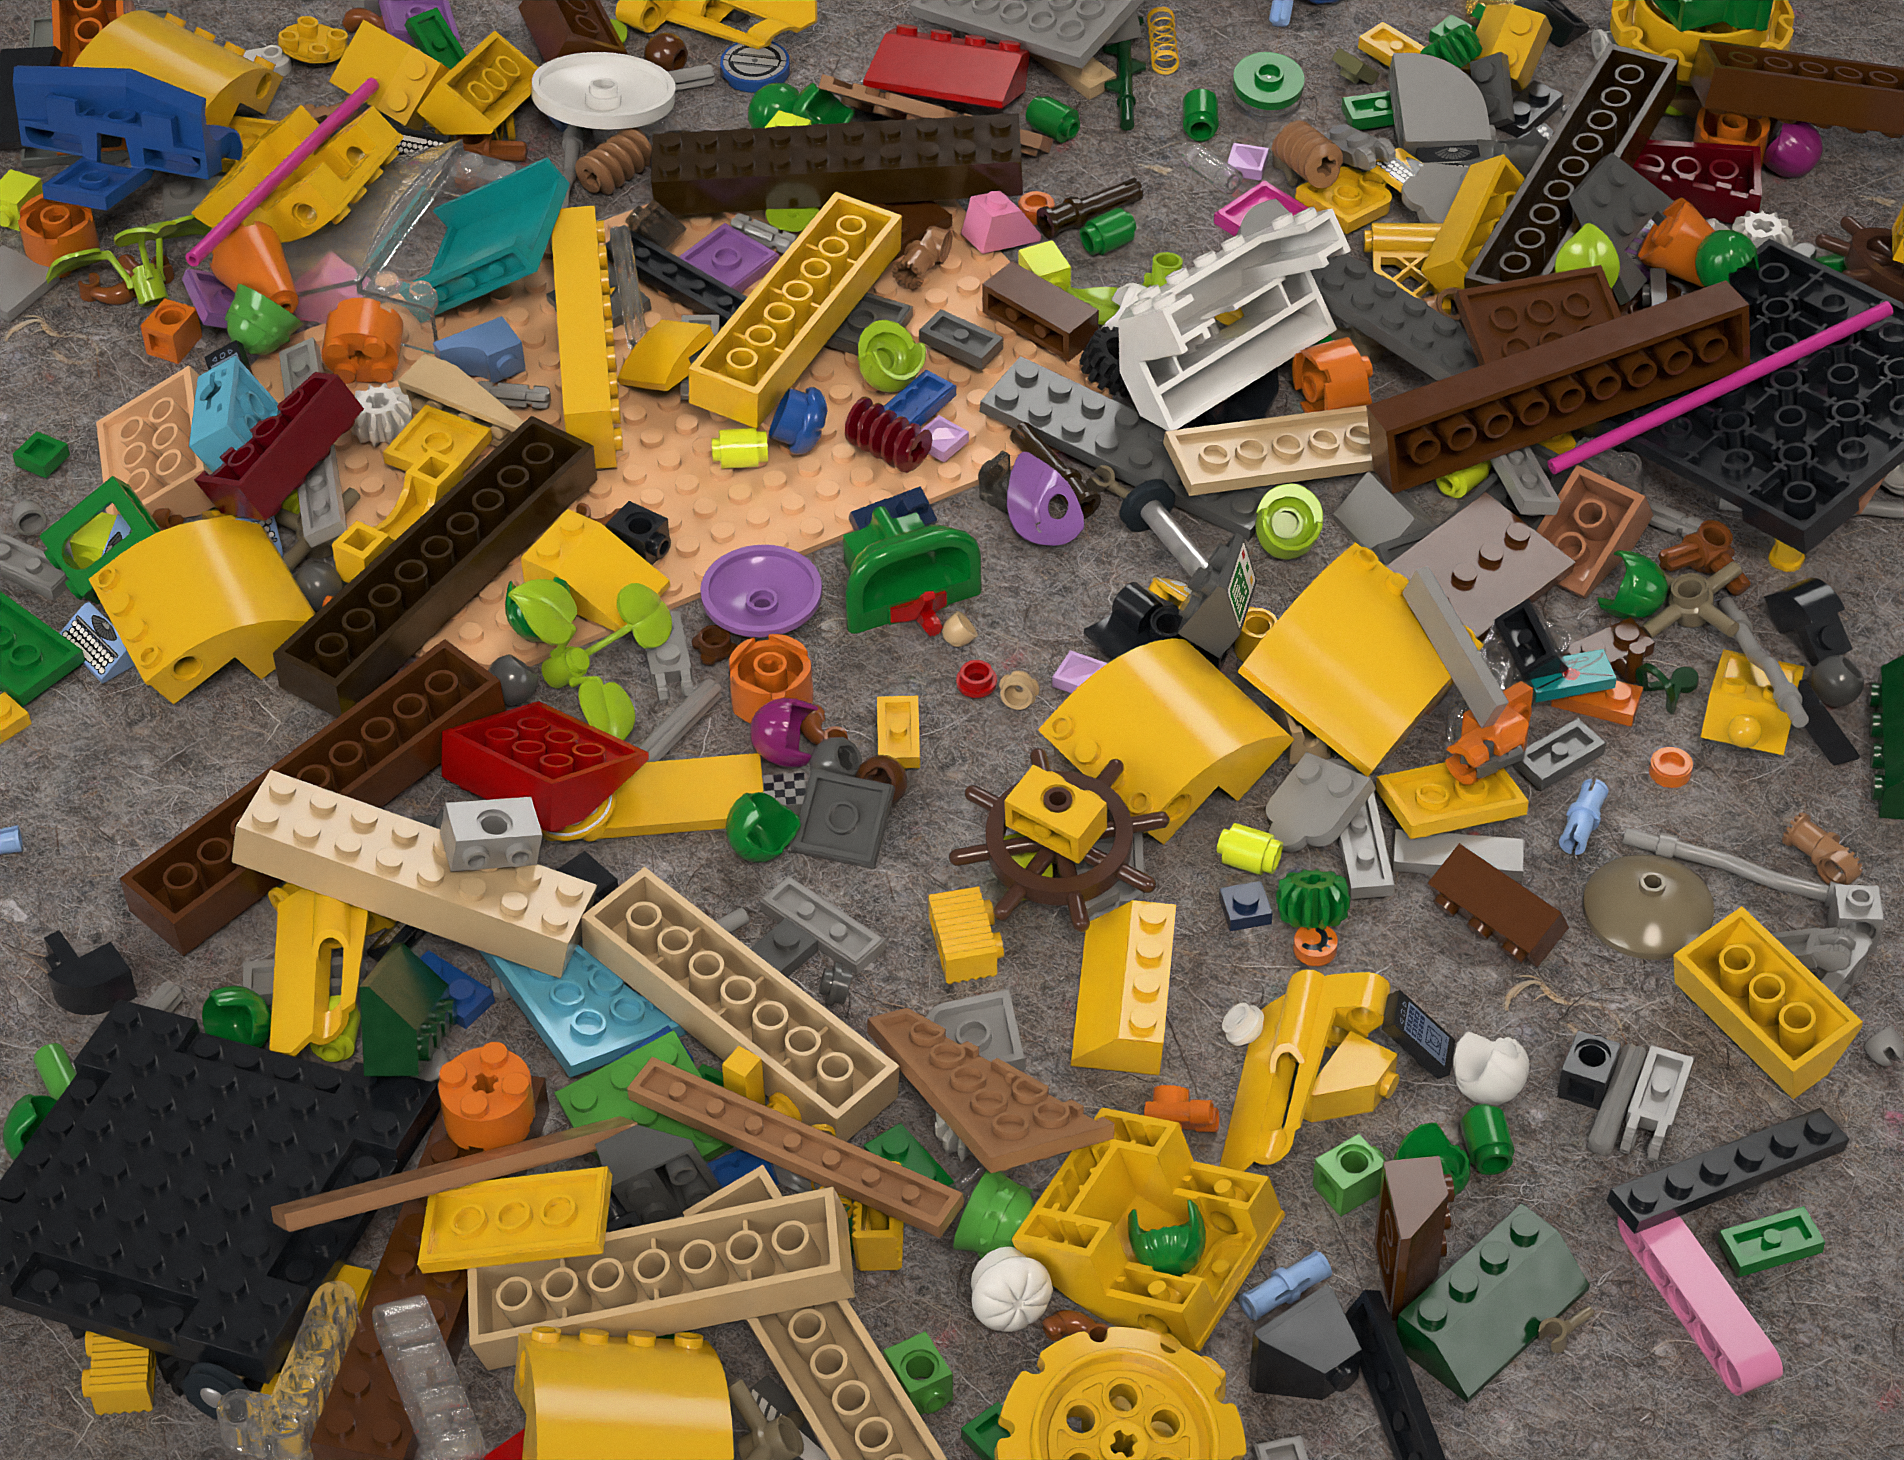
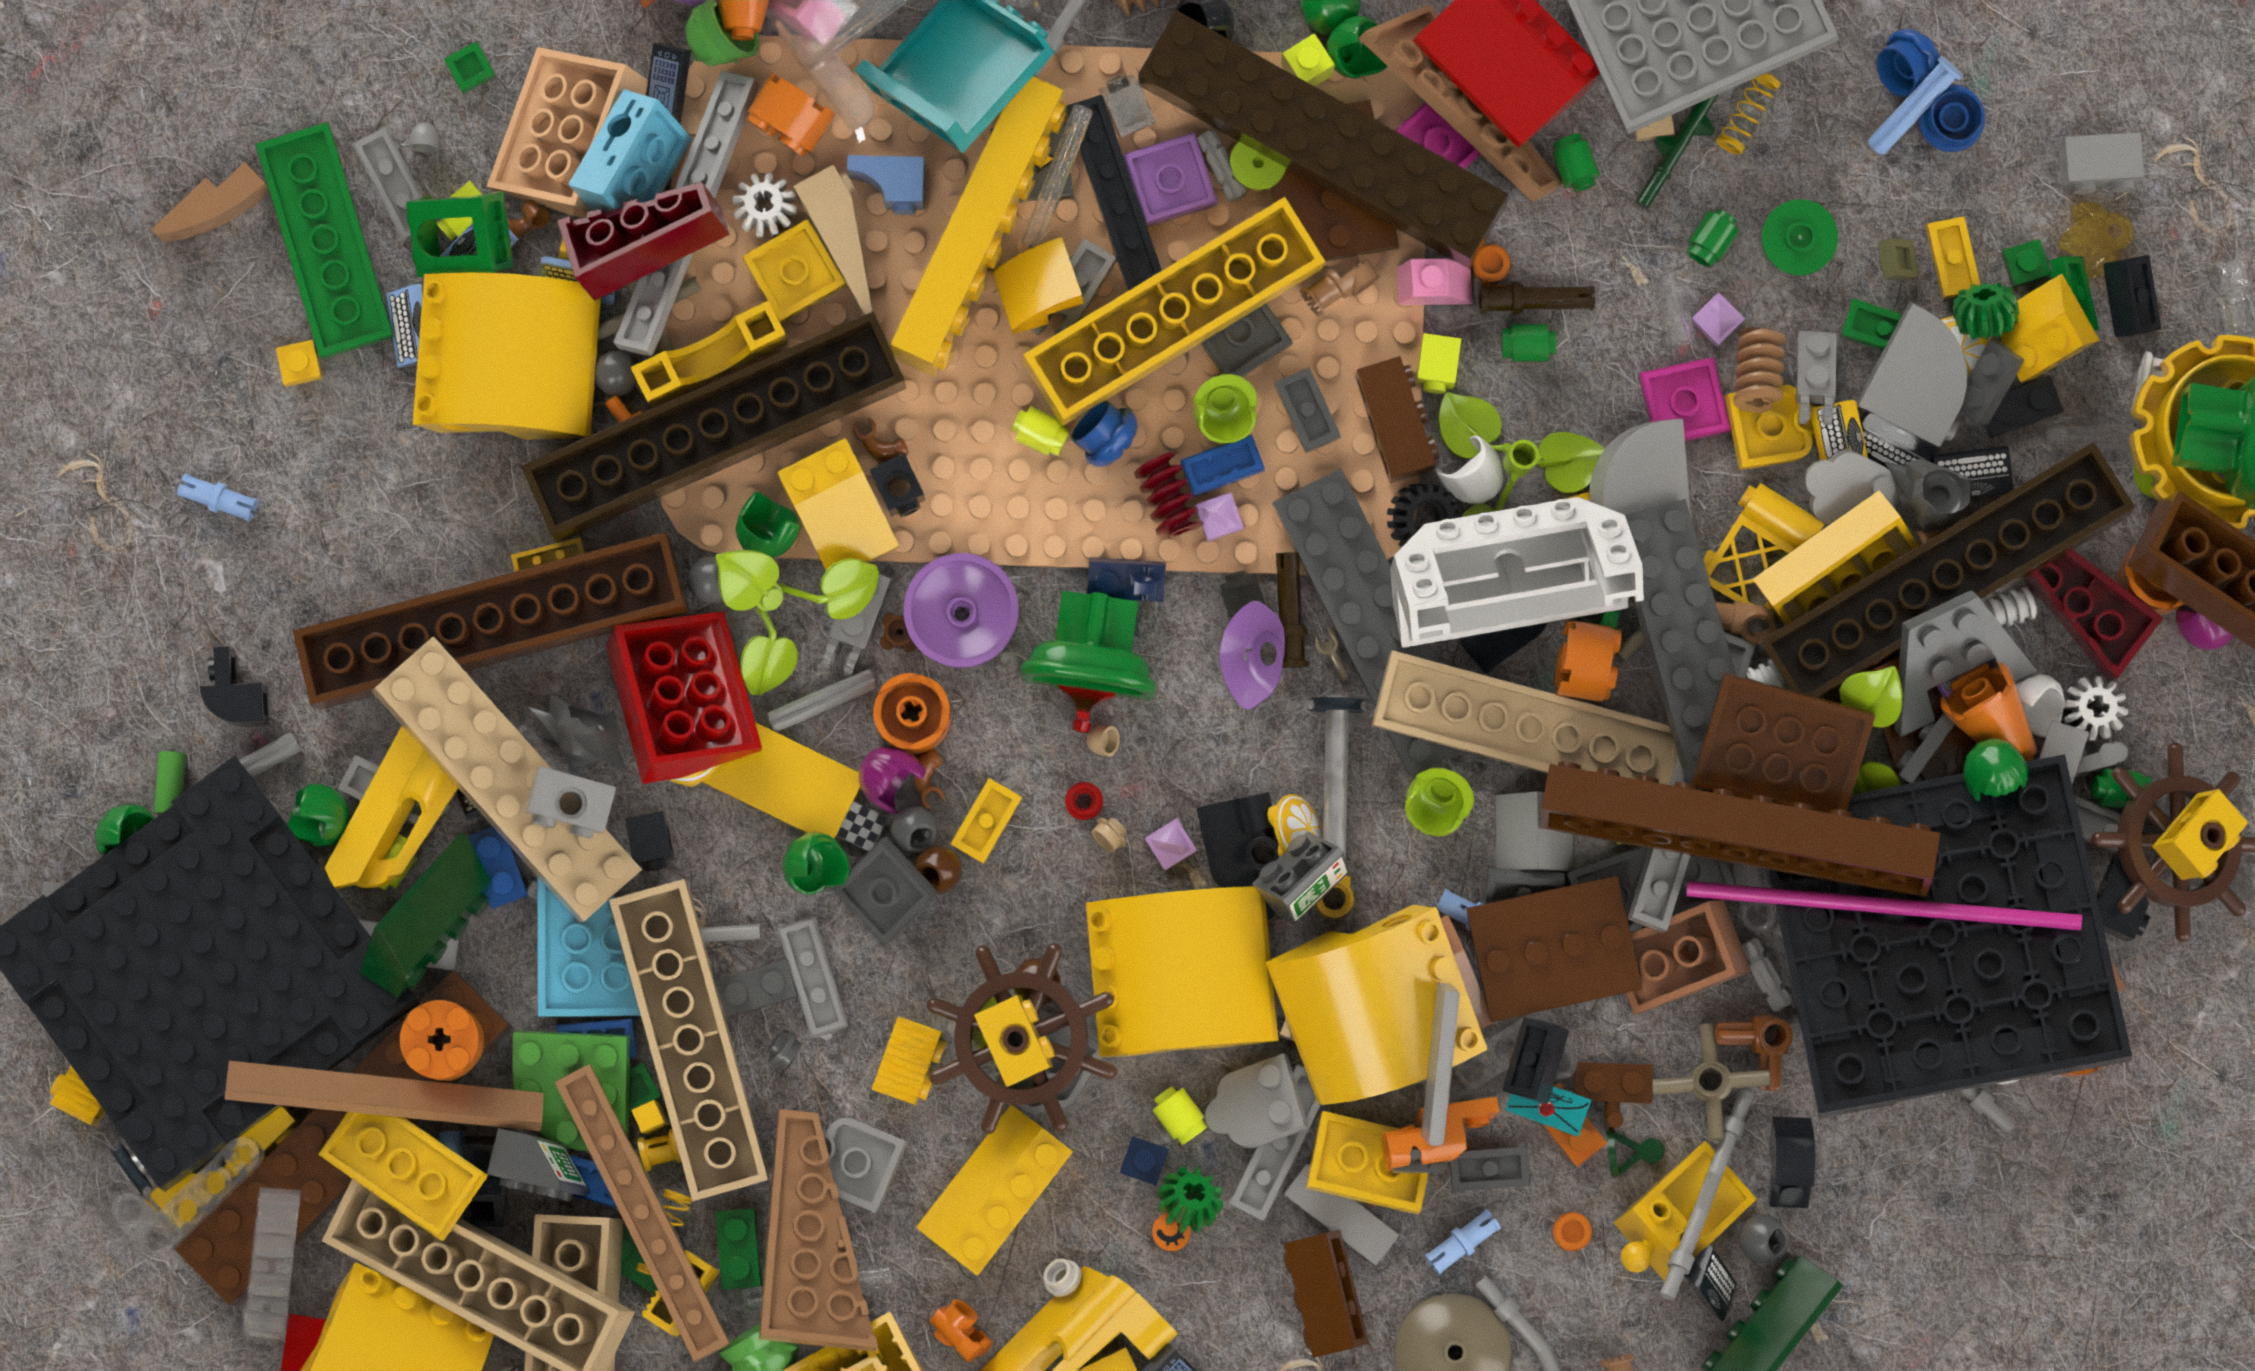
camera: 30 degrees right, 35 degrees up
(519, 394) = (891, 242): light grey axle -> none
(1641, 589) = (1675, 1051): green hair -> none

